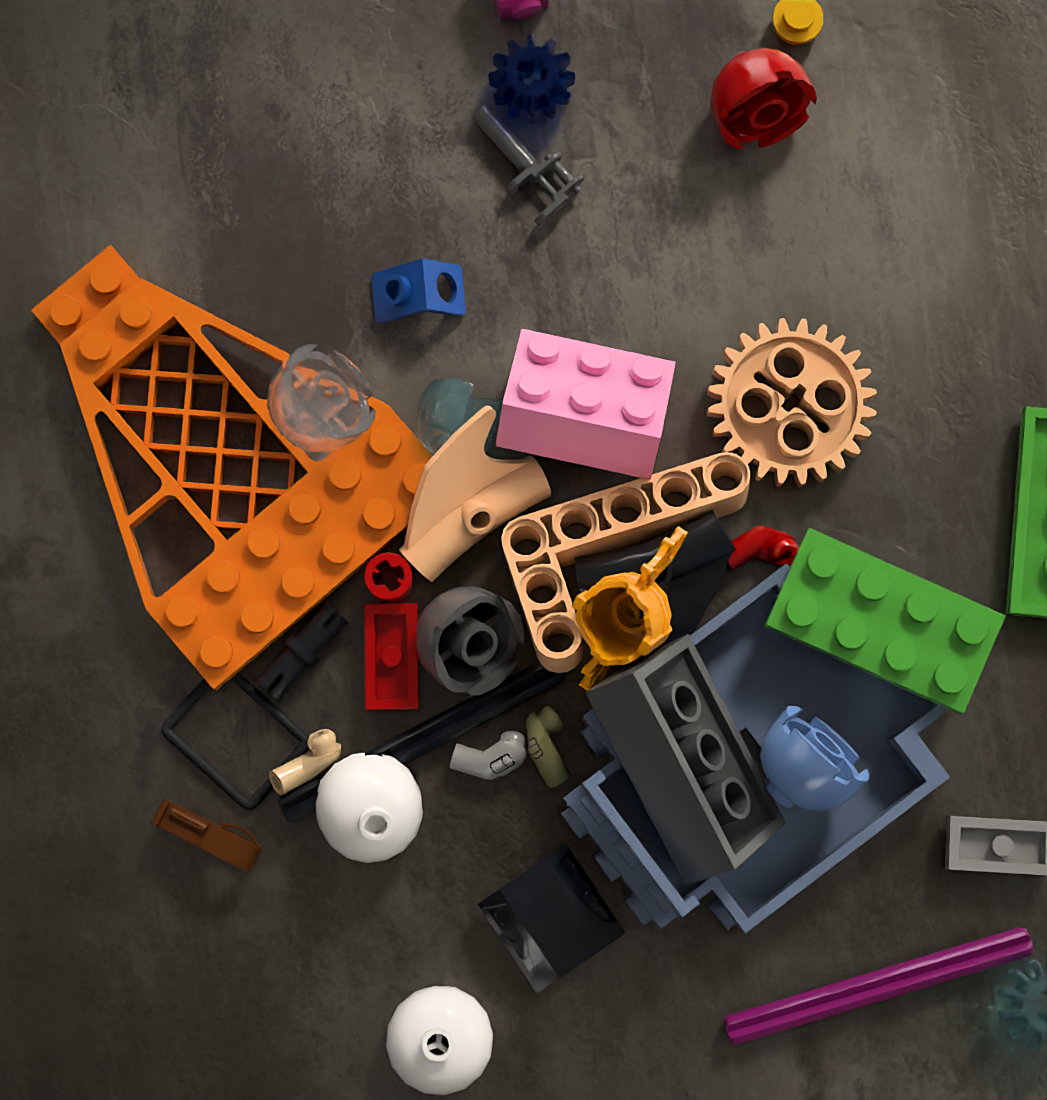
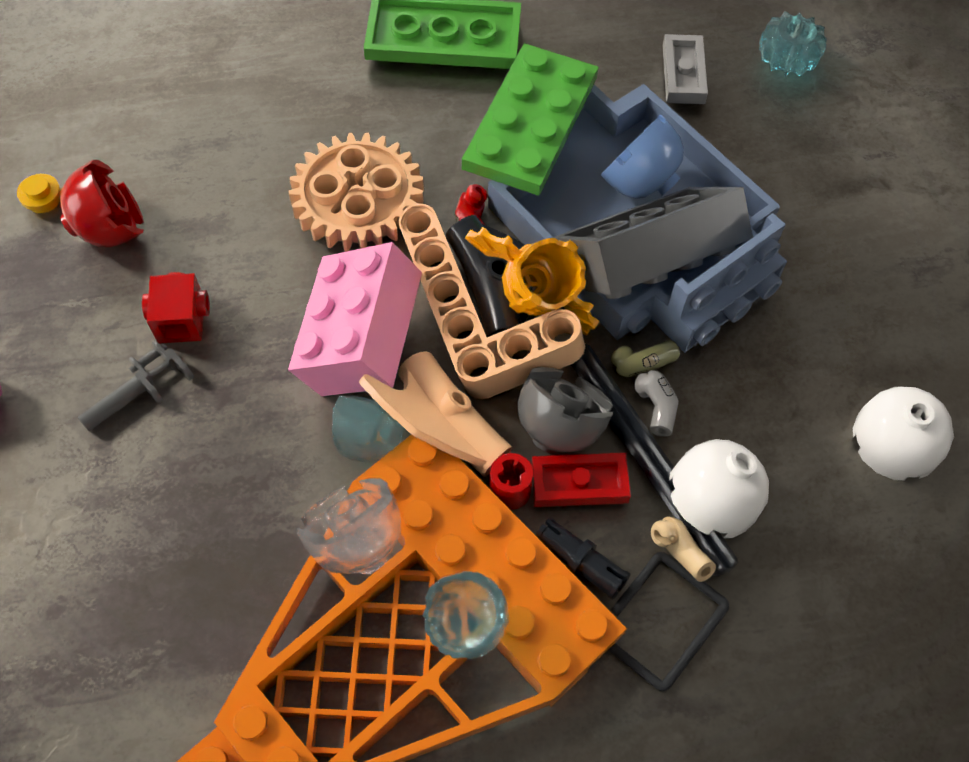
camera: 90 degrees left, 20 degrees down
(209, 835) = (761, 634): reddish brown piece -> none
(216, 518) = (465, 614): none -> clear light blue hair
(413, 290) = (245, 474): blue bracket -> none
(540, 93) = (58, 378): clear blue gear -> none
(551, 918) = (786, 352): black slope -> none
(624, 197) = (175, 307): none -> red brick
(878, 985) = (799, 145): magenta axle -> none

